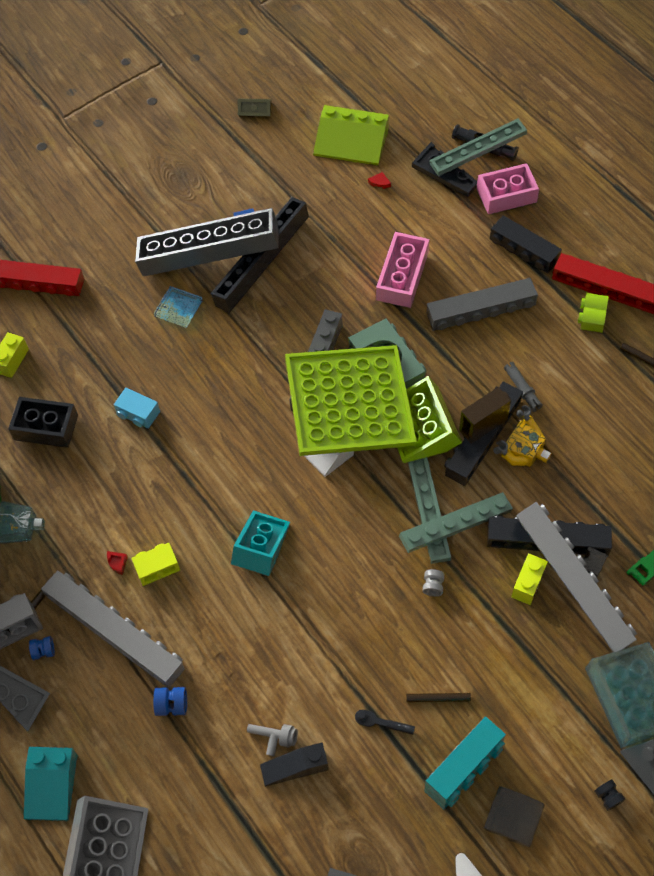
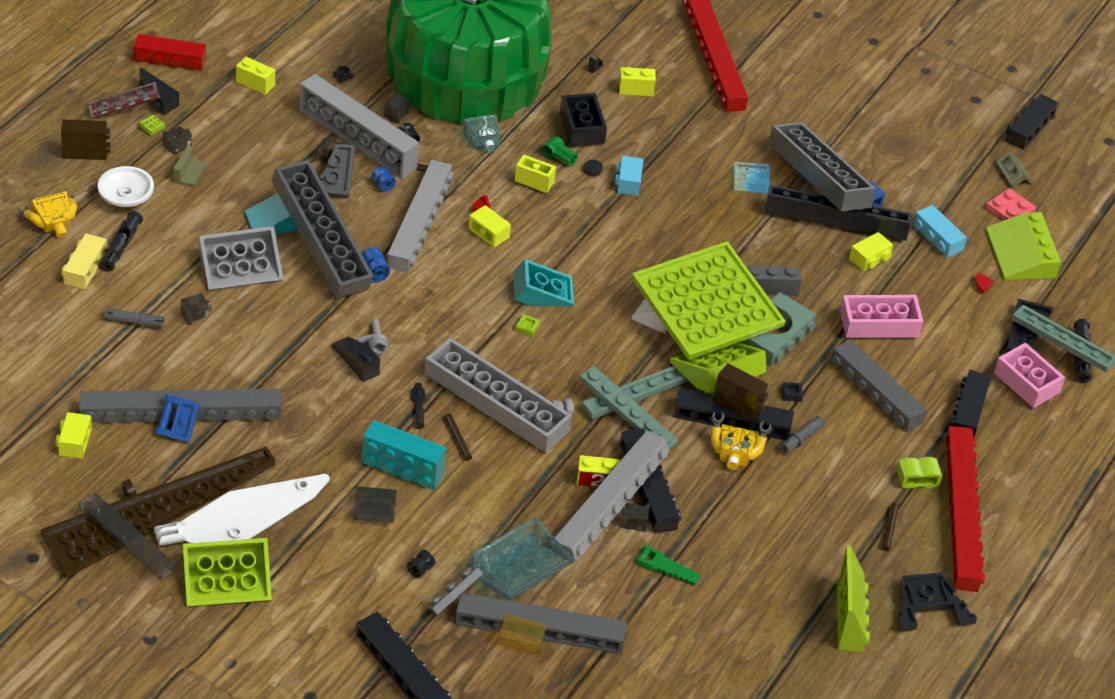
camera: 60 degrees right, 15 degrees down
(70, 462) = (556, 148): none -> green piece
(102, 493) = (535, 173): none -> neon yellow brick
(108, 437) = (593, 167): none -> black tile
(109, 741) = (322, 229): none -> dark grey brick
(202, 71) = (1031, 121): none -> black brick
(296, 126) = (1009, 205): none -> coral plate
(304, 576) = (527, 325): none -> lime tile
(310, 186) = (939, 231): none -> medium azure brick
(315, 247) = (871, 251): none -> neon yellow brick
(401, 638) = (498, 395): none -> light grey brick
(464, 375) = (792, 391): none -> black tile

